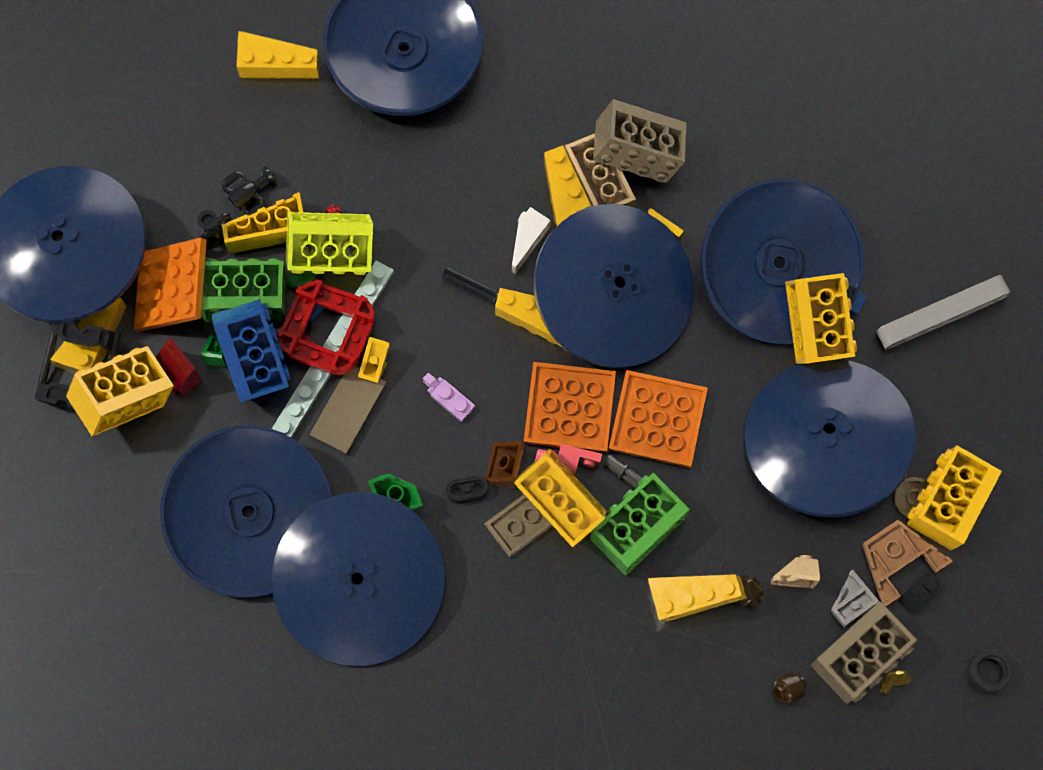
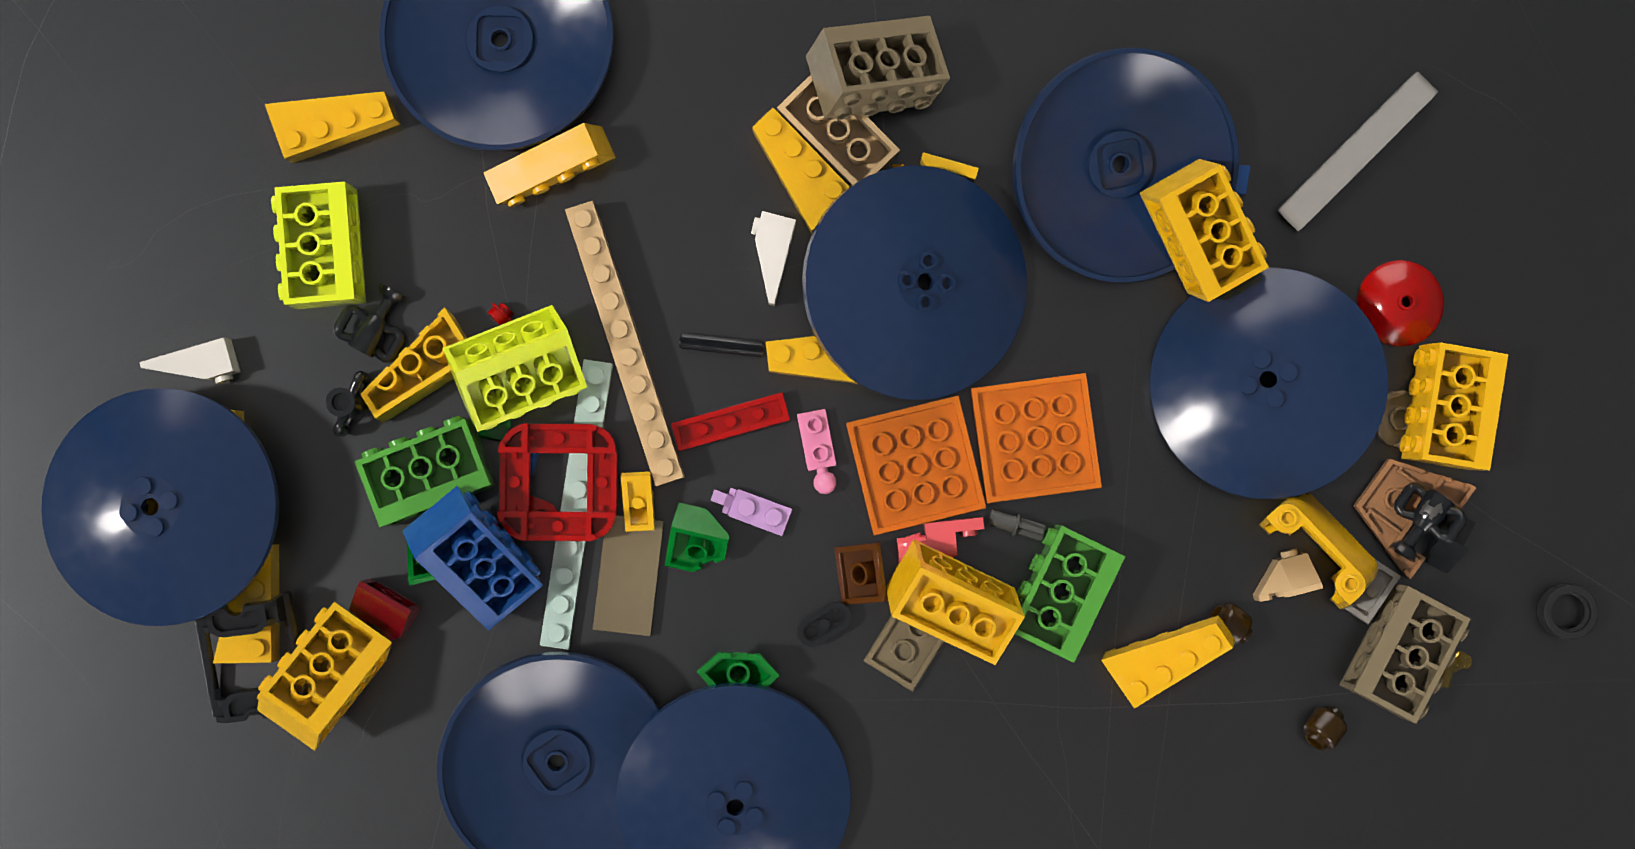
camera: 25 degrees left, 15 degrees up
(130, 173) = (208, 361): none -> white slope
(170, 285) = (328, 502): orange plate -> none
(235, 127) = (337, 250): none -> neon yellow brick
(401, 399) = (695, 539): none -> green slope
(404, 131) = (549, 164): none -> yellow wedge
(407, 261) = (625, 343): none -> tan brick
(456, 334) = (730, 421): none -> red plate
(508, 373) = (818, 448): none -> bright pink plate
(844, 579) = (1356, 564): none -> yellow windscreen
(911, 564) = (1426, 518): none -> black piece
(932, 431) = (1382, 296): none -> red dish

